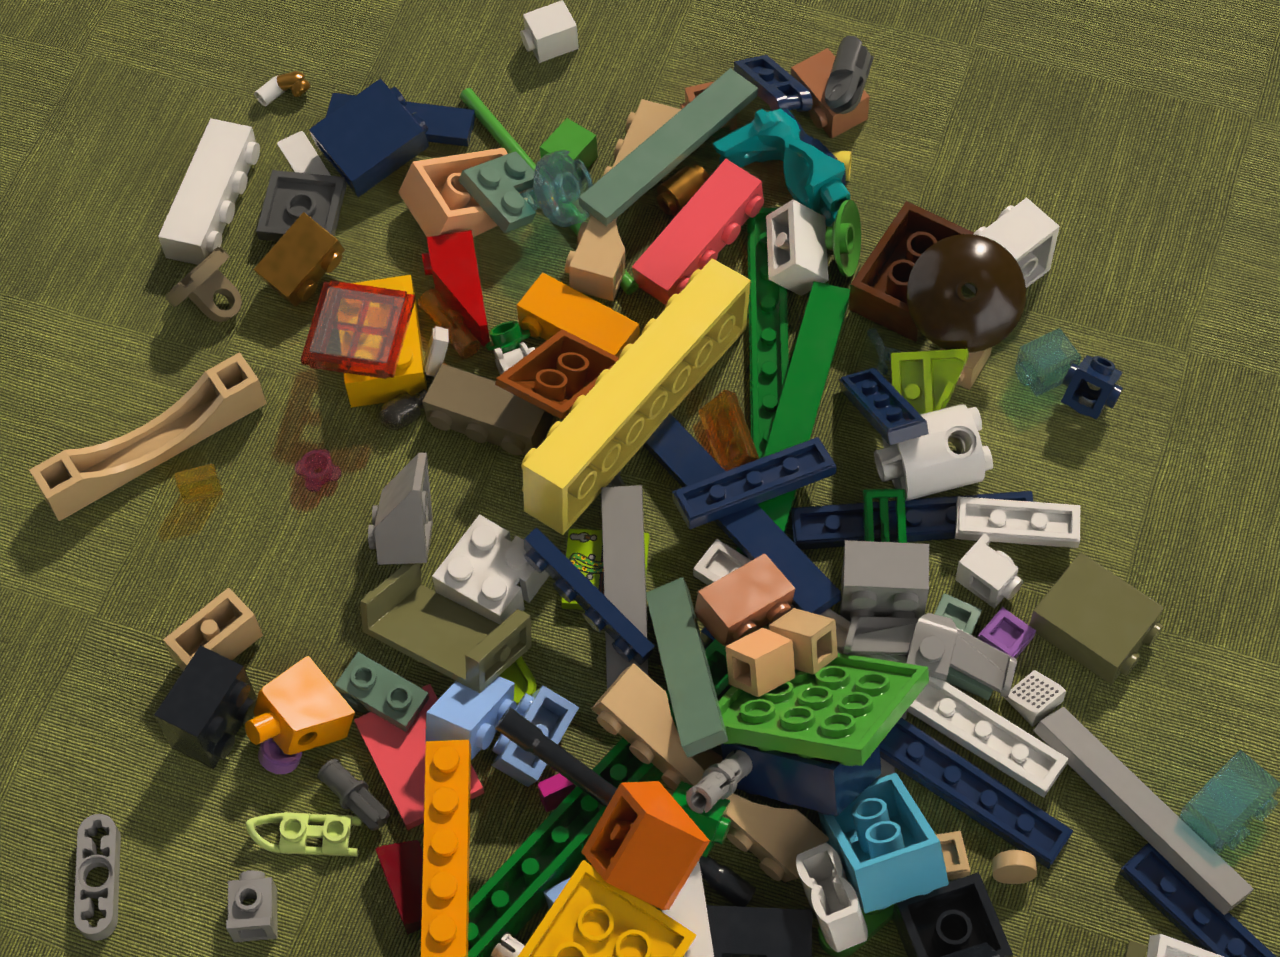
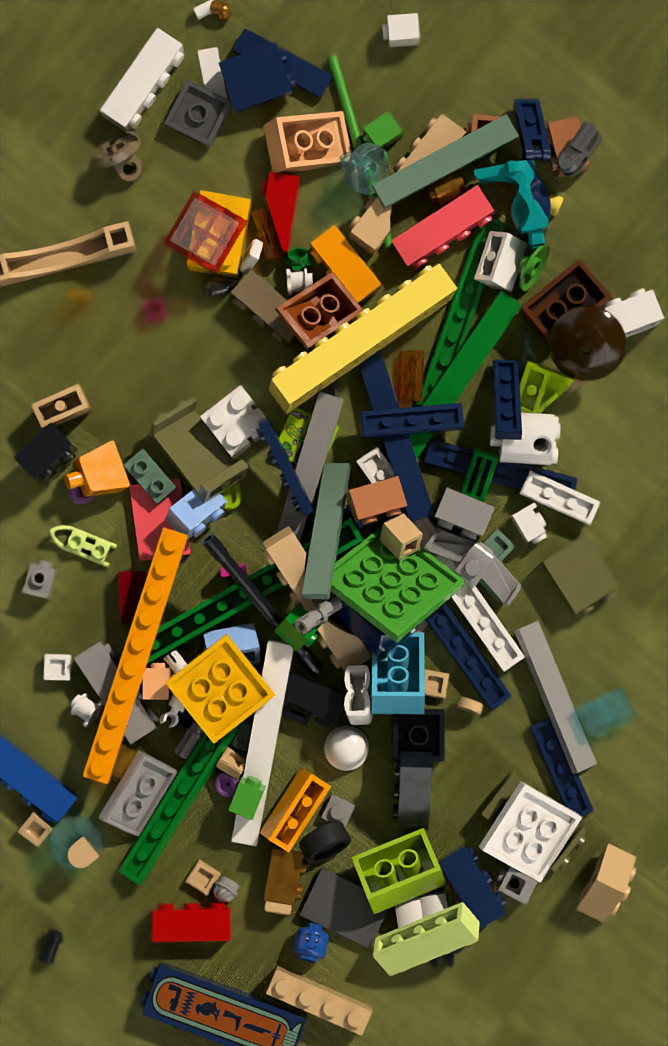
camera: 15 degrees right, 25 degrees up
(300, 260) = (185, 158): pearl gold brick -> none
(353, 794) = (116, 532): dark grey axle -> none
(403, 516) = (194, 370): light grey slope -> none
(497, 189) = (323, 150): sand green plate -> none
(552, 716) = (232, 531): light blue brick -> none
(645, 843) = (263, 640): orange slope -> none
(760, 662) = (369, 545): light nougat brick -> none
(1007, 633) = (524, 564): medium lavender tile -> none
(1036, 697) = (525, 608): white slope -> none
(1046, 361) = (623, 396): clear light blue brick -> none
(1092, 386) = (641, 425): dark blue brick -> none

